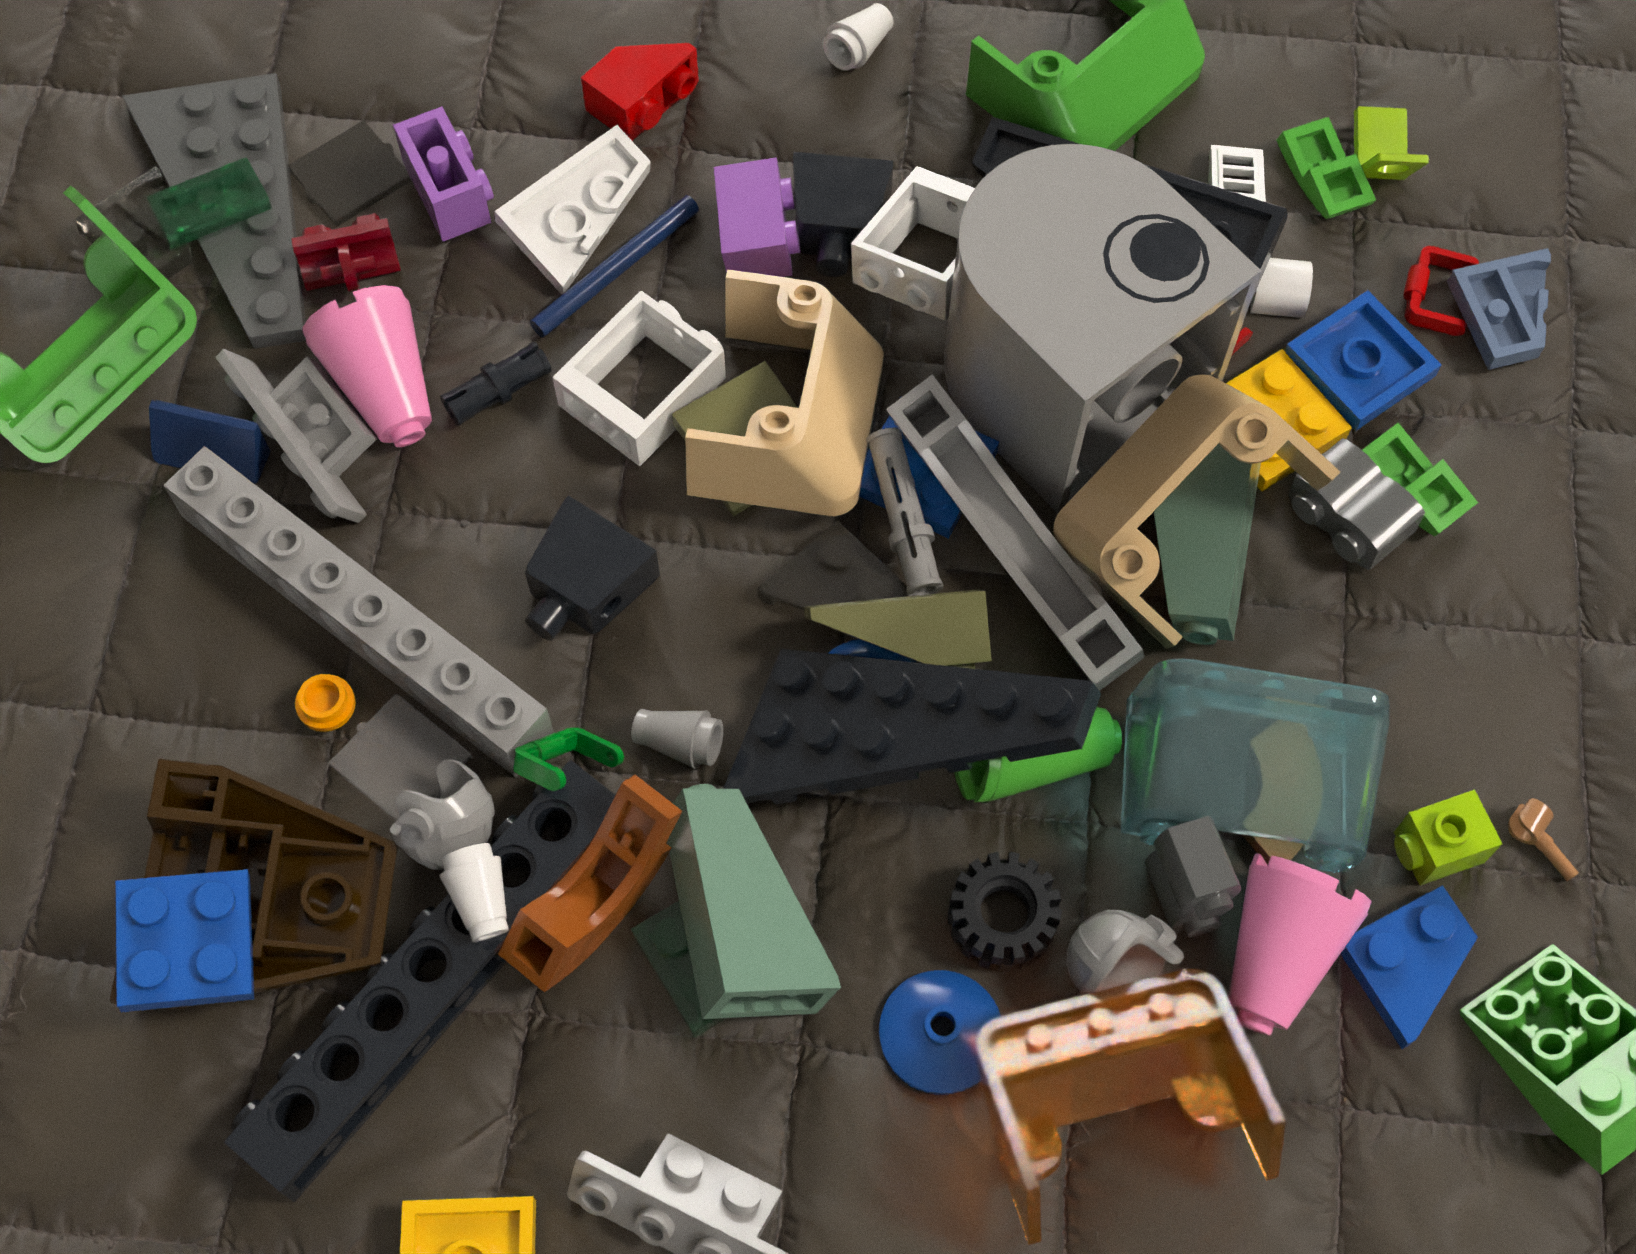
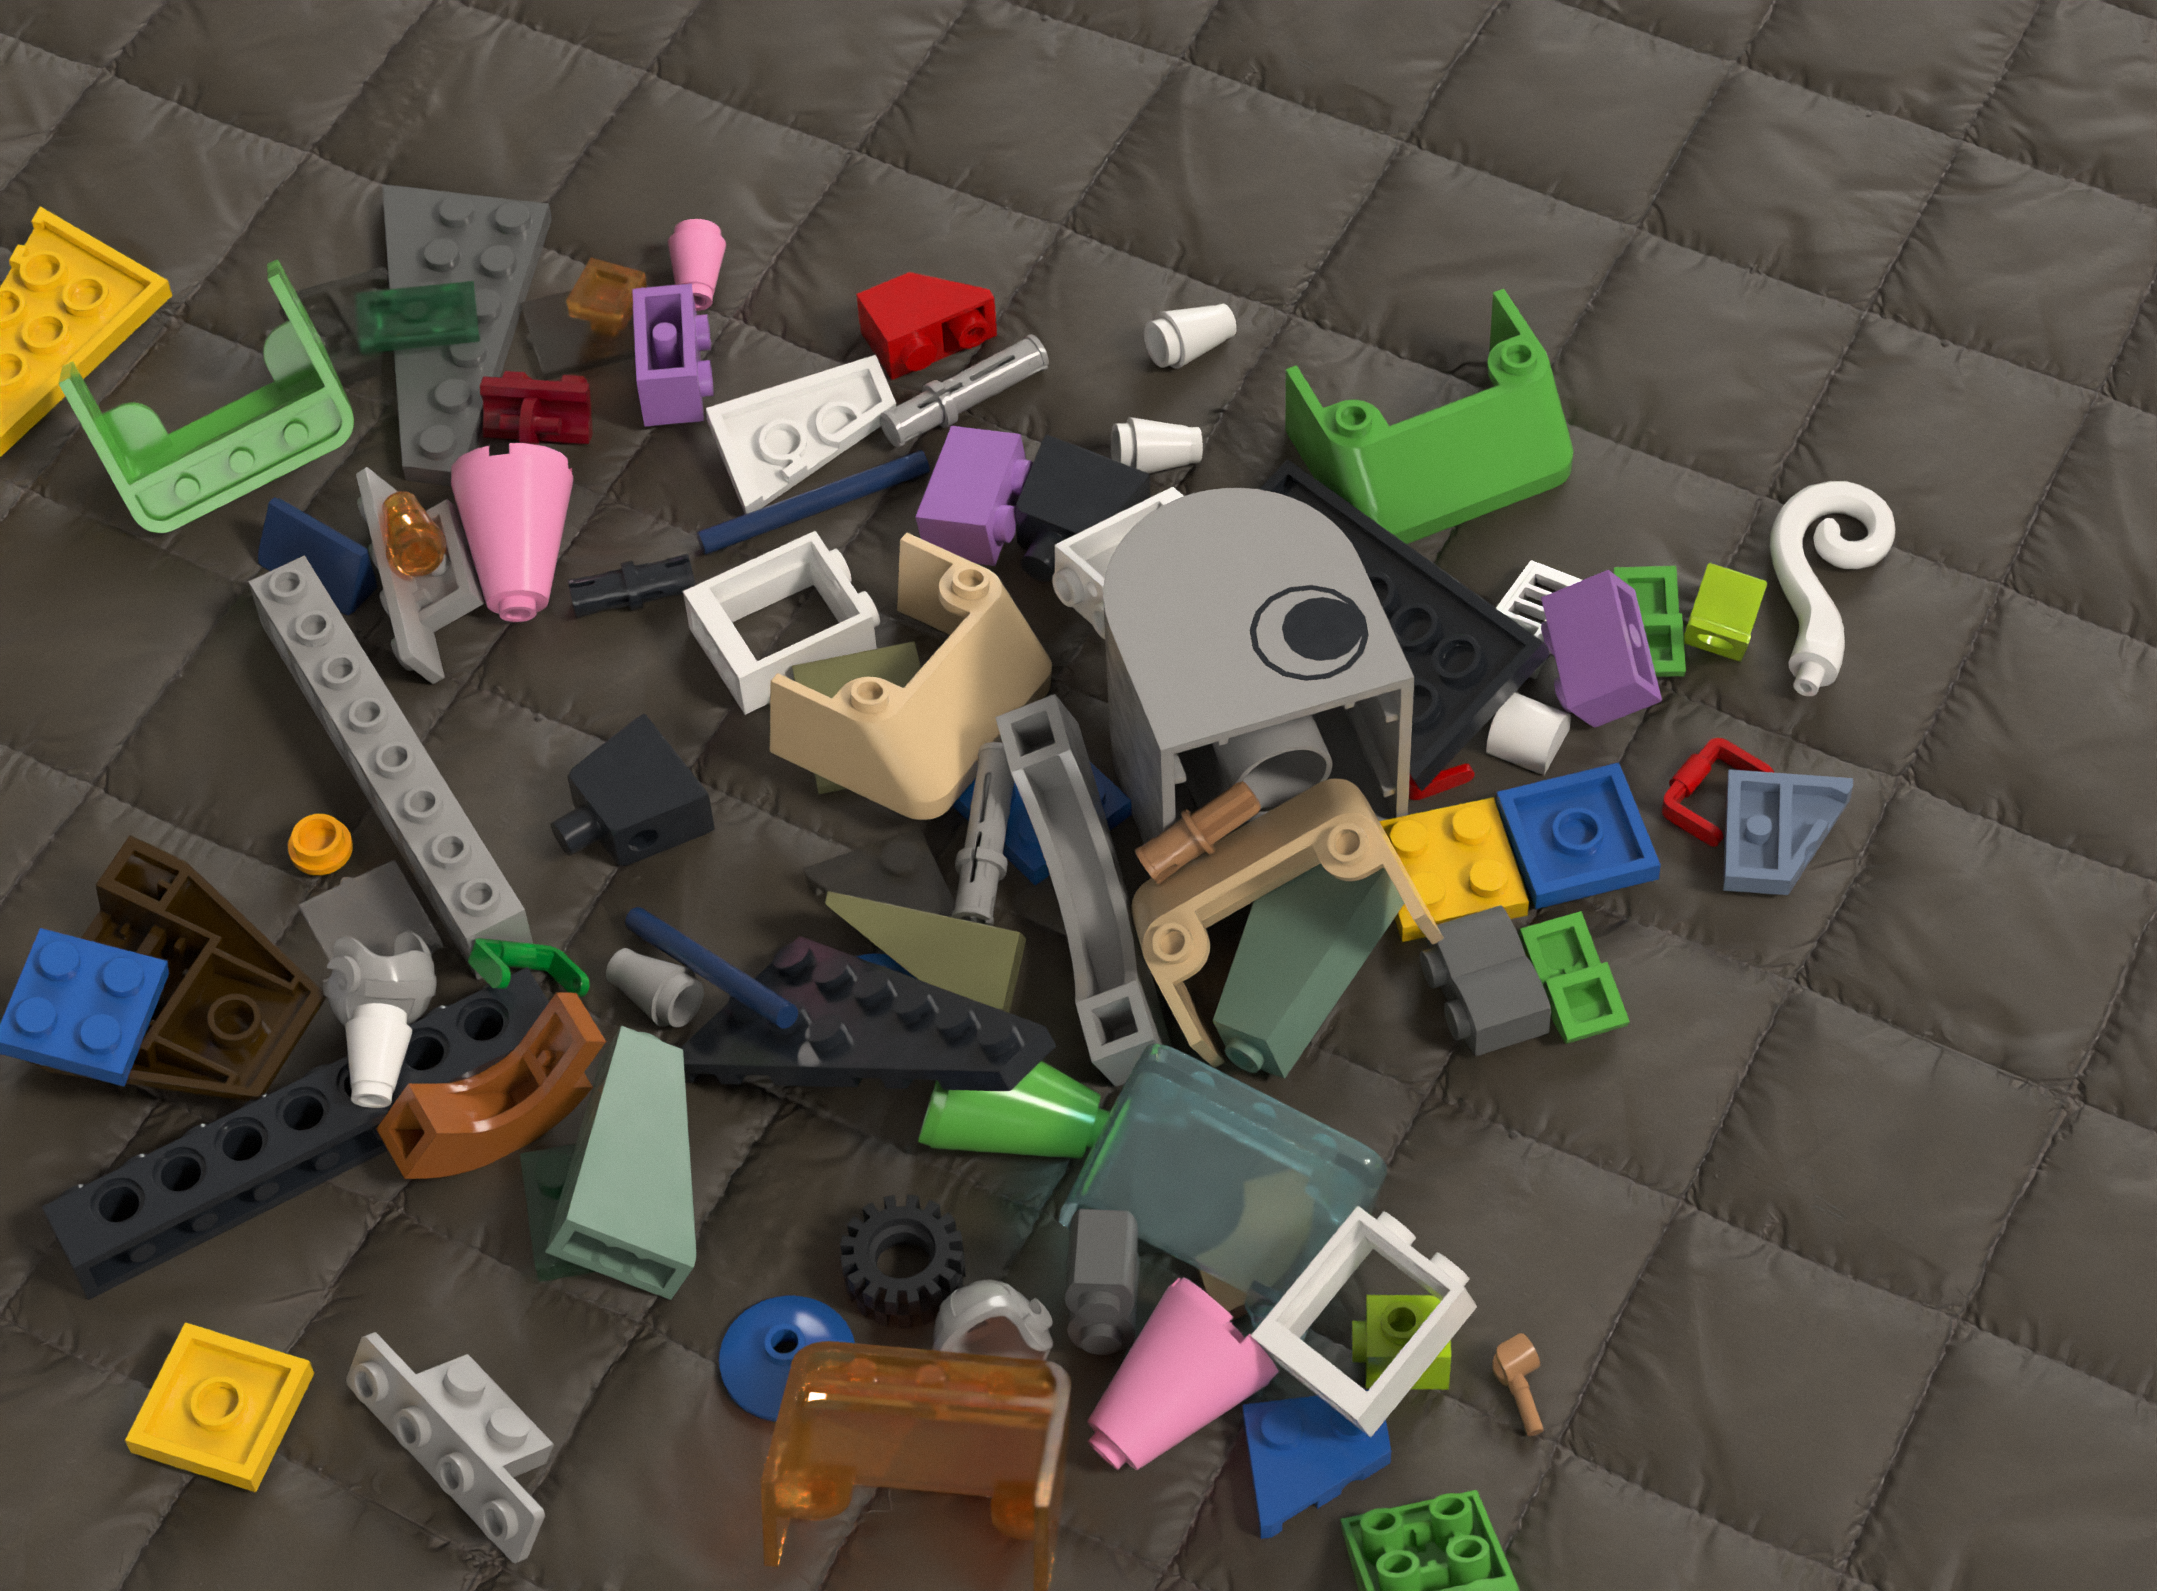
camera: 25 degrees right, 10 degrees down
(291, 399) = (411, 536): none -> clear orange cone
(366, 137) = (605, 295): none -> clear orange tile
(423, 82) = (697, 257): none -> bright pink cone
(686, 149) = (944, 401): none -> light grey pin
(730, 706) = (712, 967): none -> dark blue bar
(876, 135) = (1155, 445): none -> white cone
(1101, 455) = (1197, 831): none -> medium nougat axle
(1317, 202) = (1599, 649): none -> medium lavender brick
(1459, 136) = (1821, 632): none -> white plant
(1485, 784) = (1319, 1283): none -> white window

